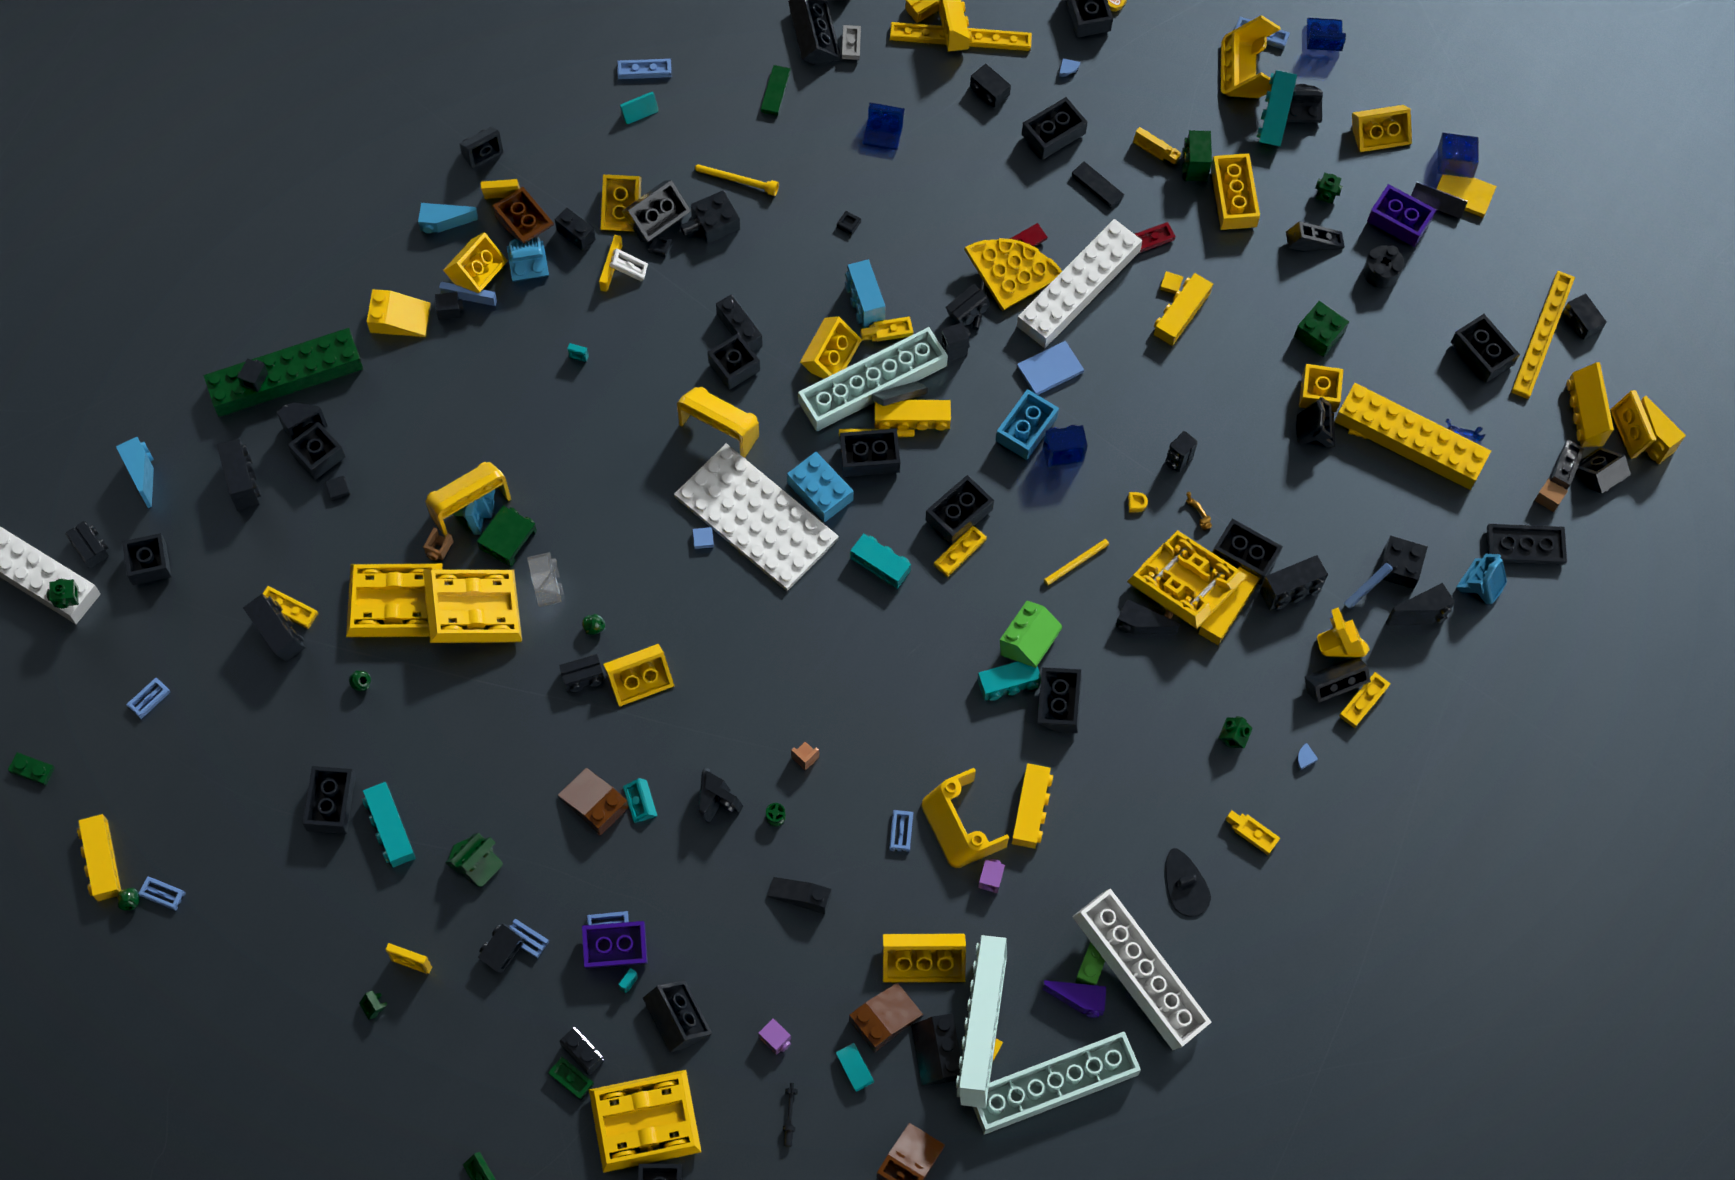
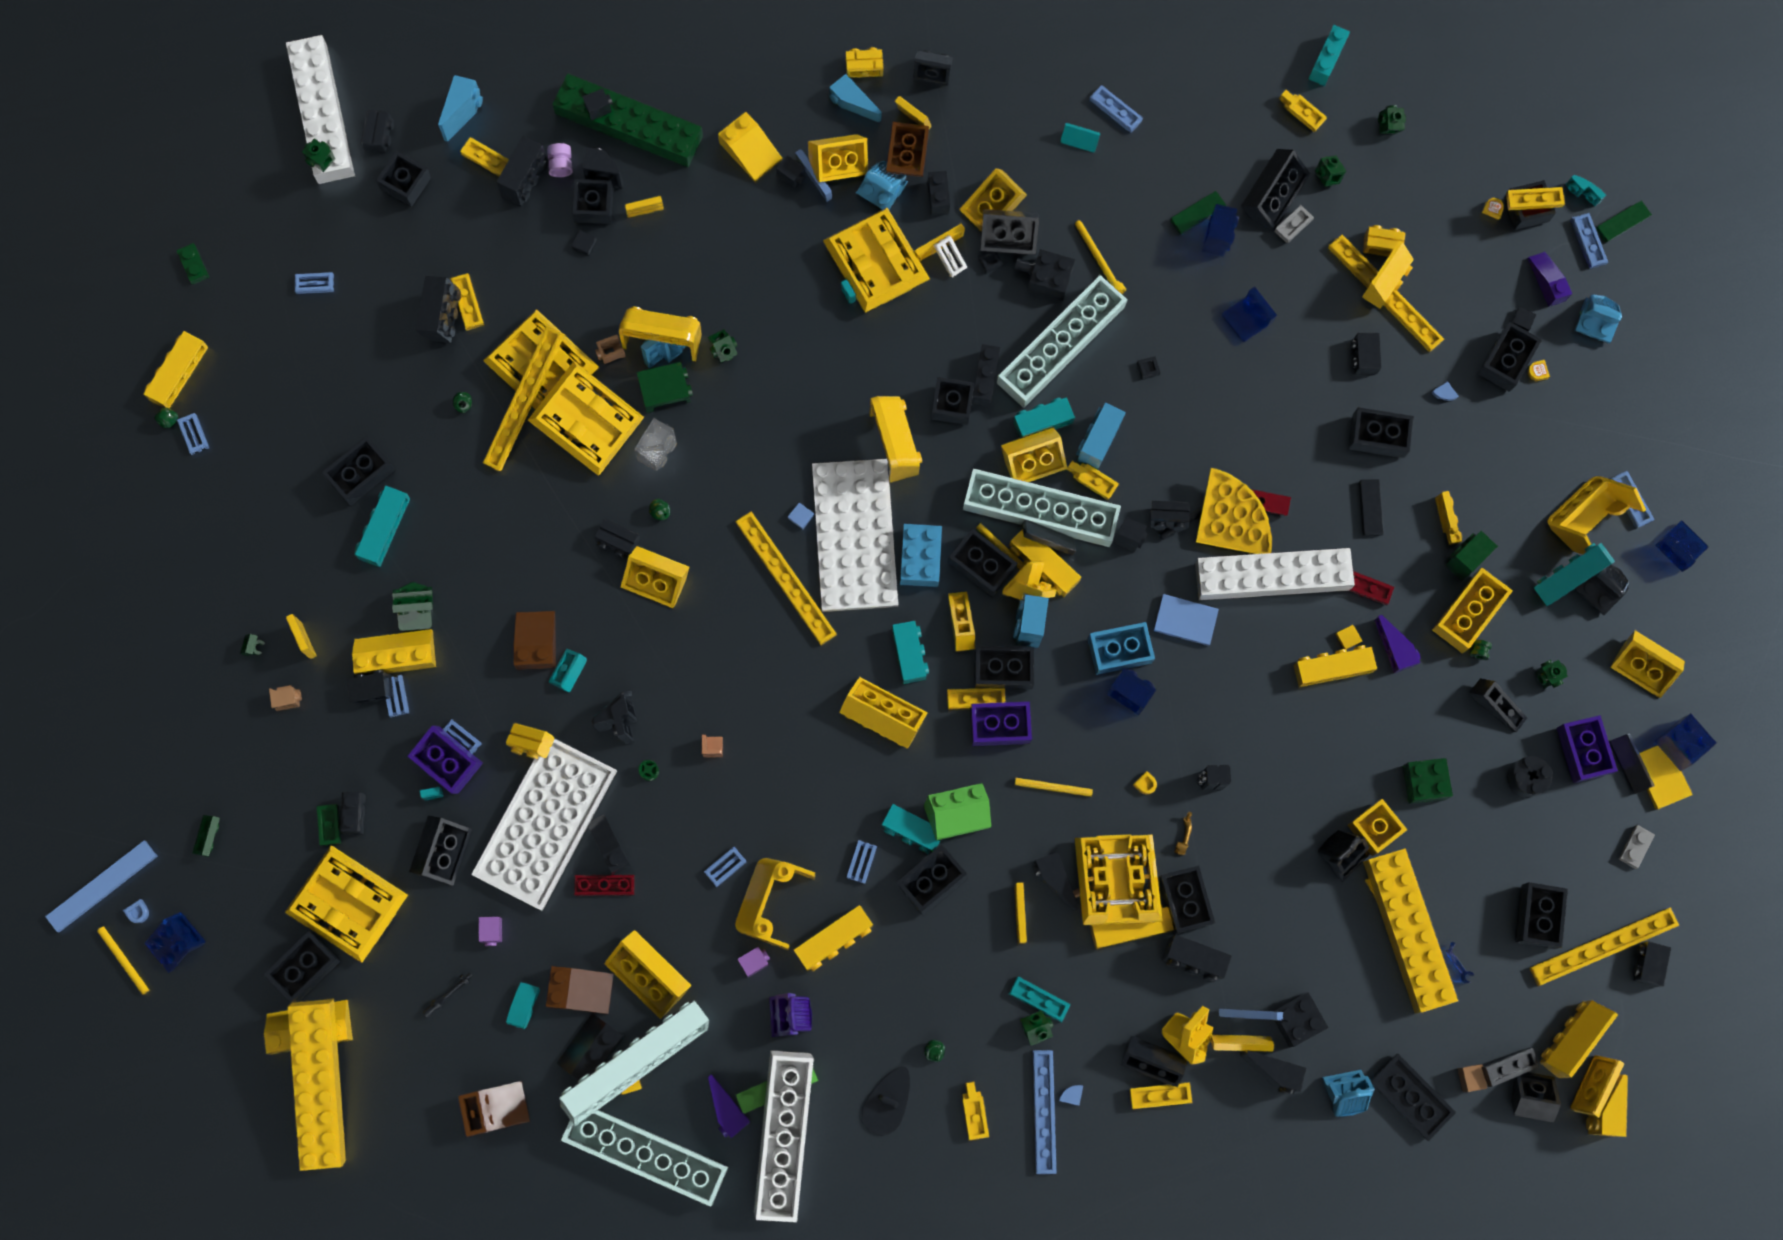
camera: 40 degrees right, 10 degrees up
(198, 490) = (484, 156): none -> yellow plate
(259, 444) = (559, 160): none -> lavender wheel
(359, 422) = (644, 206): none -> yellow tile
(409, 633) = (523, 398): none -> yellow tile
(426, 185) = (864, 63): none -> yellow brick
(440, 1017) = (285, 698): none -> medium nougat window
(493, 906) = (394, 652): none -> yellow slope
(522, 468) = (722, 346): none -> dark green brick
(576, 308) = (876, 259): none -> yellow piece
(665, 873) = (530, 741): none -> yellow brick
(736, 590) = (786, 578): none -> yellow tile
(736, 923) = (544, 824): none -> white plate
(770, 255) = (1062, 341): none -> light aqua brick
(805, 86) = (1220, 230): none -> clear blue brick
(809, 319) = (1044, 417): none -> teal brick
(817, 935) = (591, 885): none -> dark red tile
(898, 507) = (961, 621): none -> yellow slope
(905, 619) = (883, 712): none -> yellow slope
(916, 438) = (1027, 583): none -> yellow piece
(947, 458) = (1030, 621): none -> dark azure brick
(996, 550) = (1000, 723): none -> dark purple brick
(1002, 732) = (856, 878): none -> medium blue tile
(1054, 888) = (790, 1014): none -> dark purple piece
(1143, 666) = (1020, 913): none -> yellow tile
(1182, 815) = (934, 1050): none -> dark green piece
(1209, 259) = (1398, 648): none -> dark purple slope
(1215, 713) = (1039, 999): none -> teal tile
(1267, 213) = (1481, 650): none -> dark green wheel
(1299, 787) = (1044, 1112): none -> medium blue tile
(1381, 613) = (1242, 1043): none -> yellow tile
(1496, 251) = (1636, 846): none -> light grey plate

